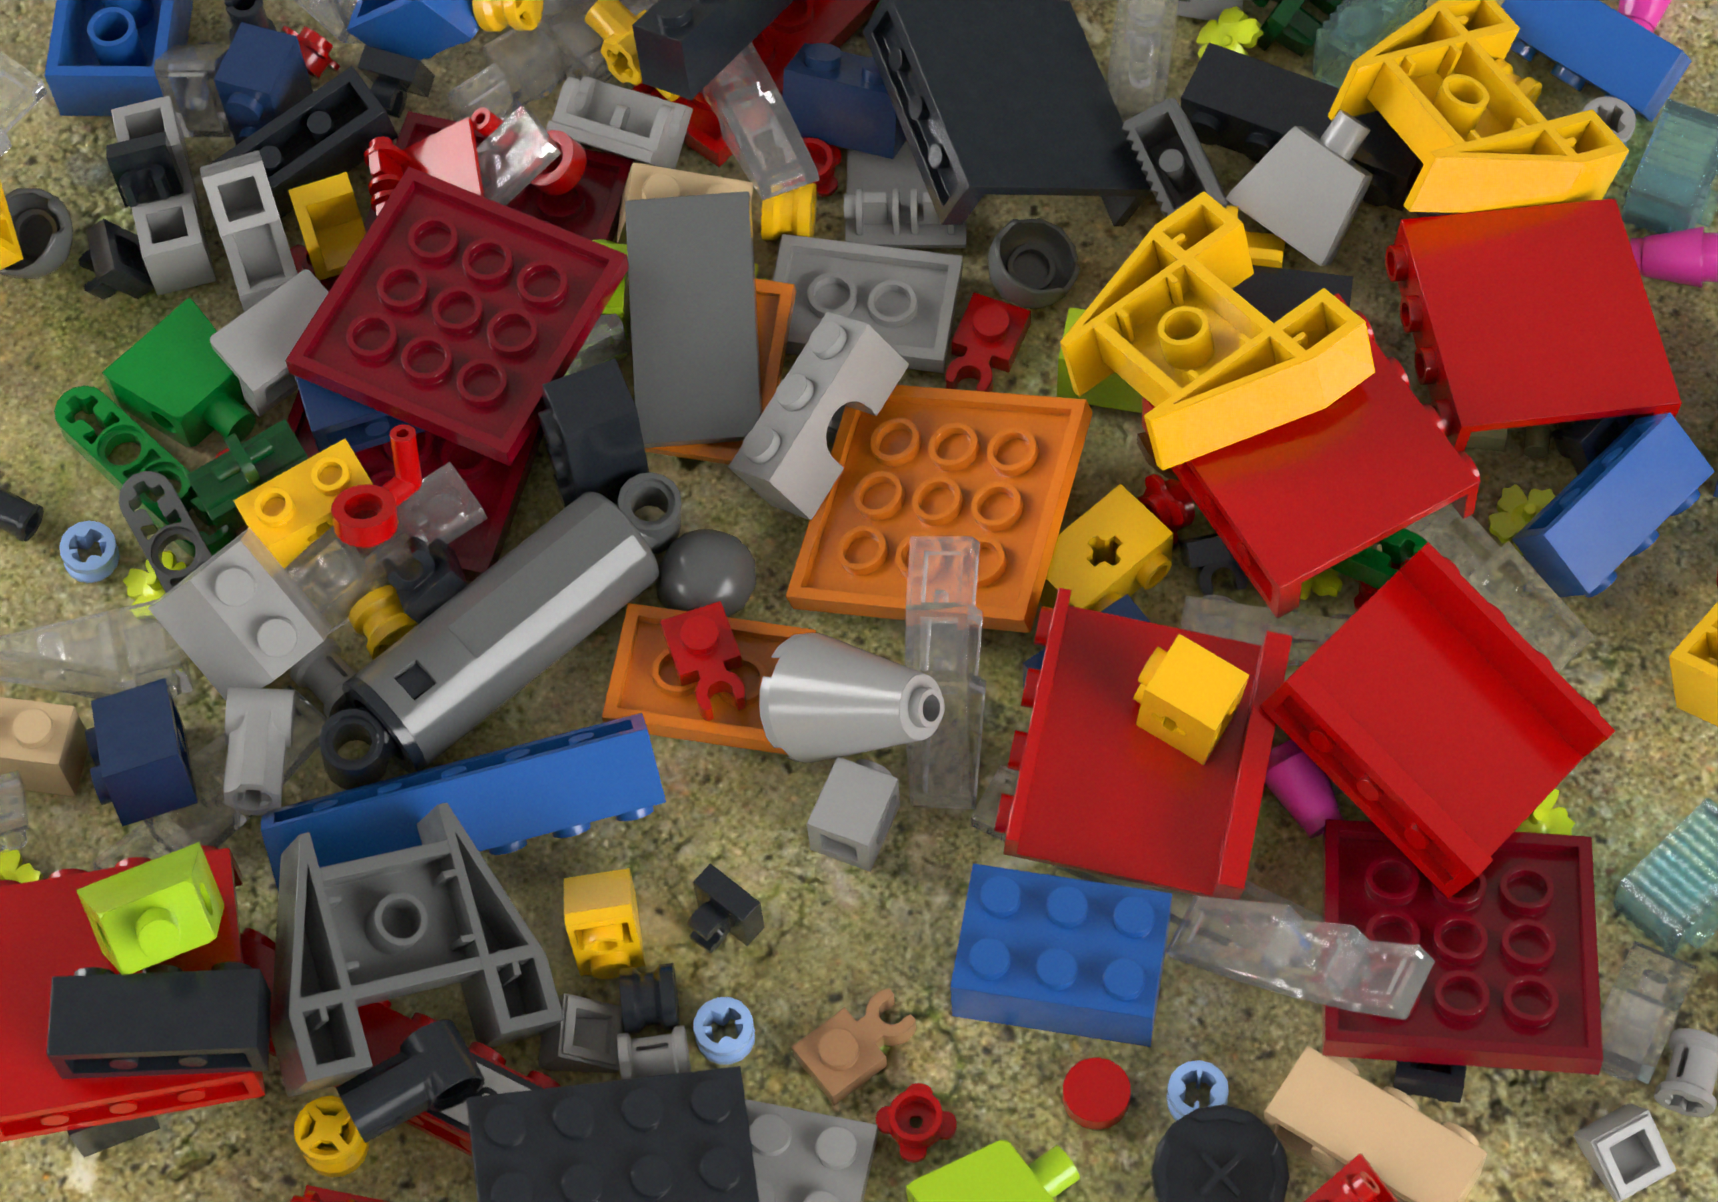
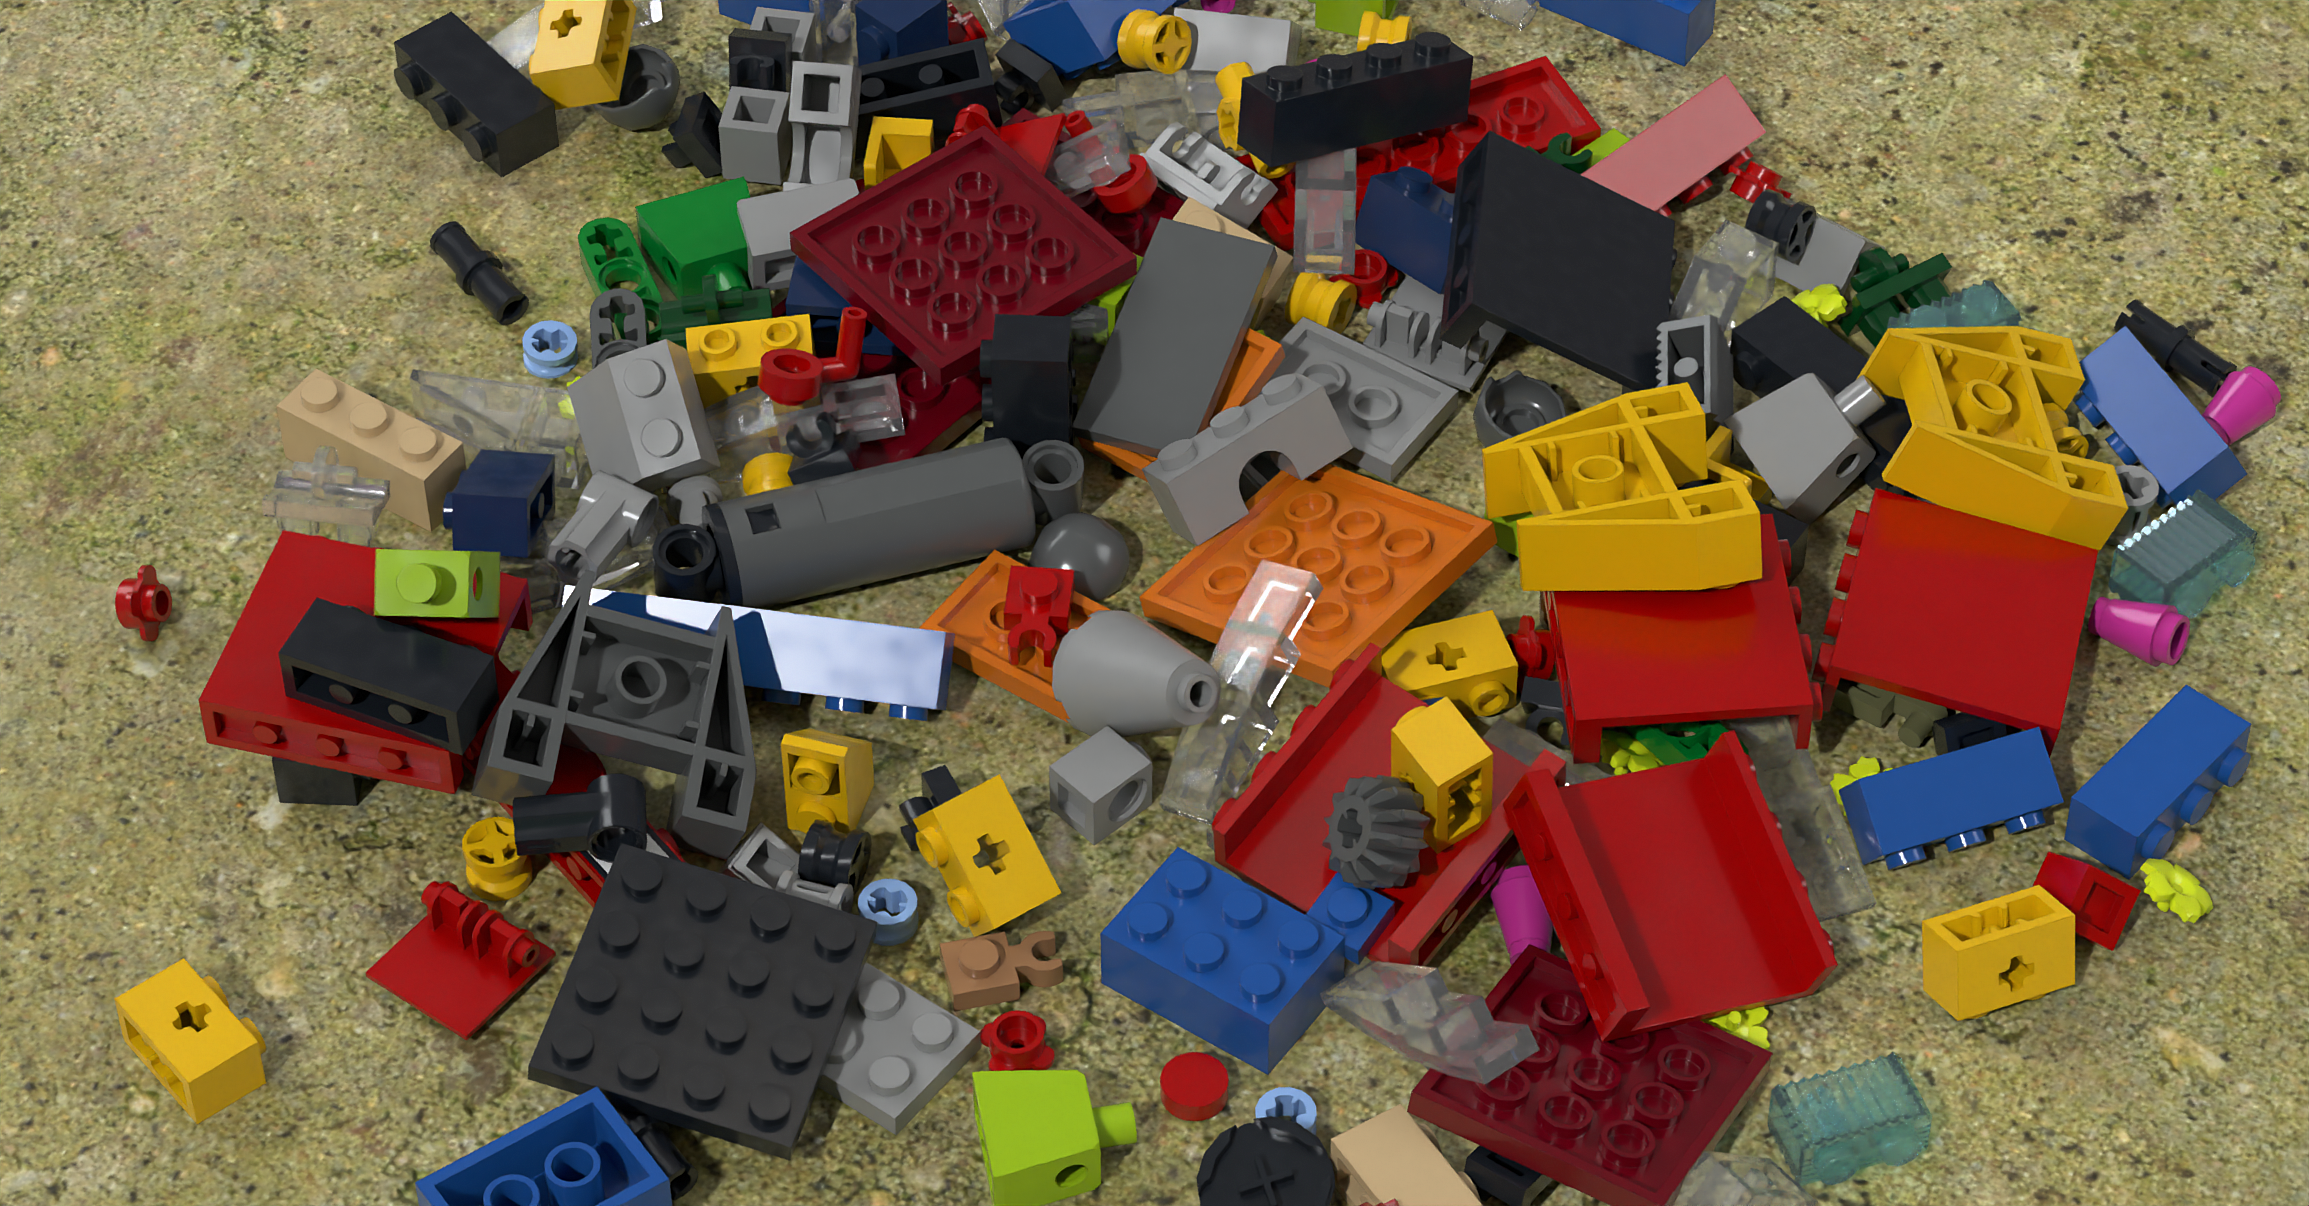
camera: 20 degrees right, 15 degrees down
(818, 970) = (1014, 877): none -> yellow brick
(985, 339) = (1444, 468): red plate -> none
(1156, 780) = (1376, 832): none -> dark grey gear
(1160, 863) = (1355, 913): none -> blue plate

